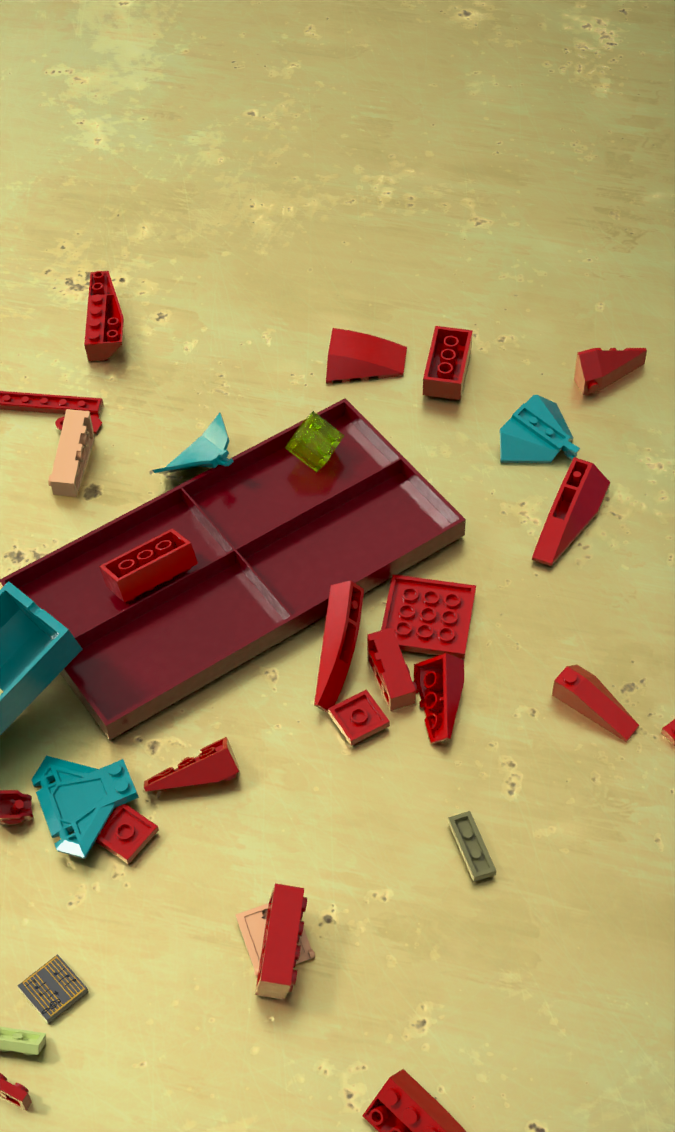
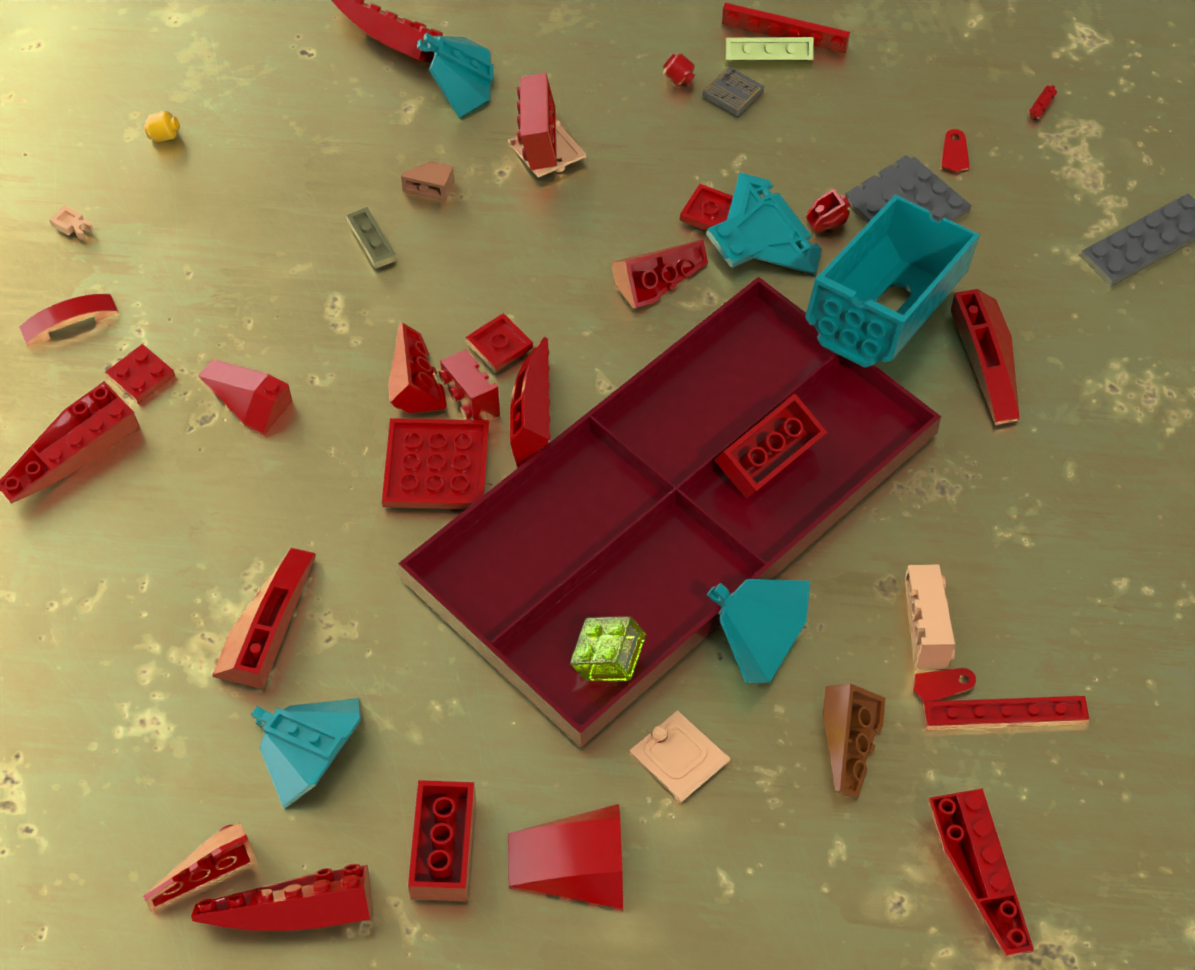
camera: 170 degrees right, 5 degrees up
(105, 1017) = (679, 70): none -> red head
(157, 399) = (851, 724): none -> dark orange wedge
(278, 403) = (682, 759): none -> light nougat container
(353, 1058) = (460, 71): none -> teal panel
(405, 905) = (429, 180): none -> nougat slope
(546, 346) = (294, 904): none -> red wedge

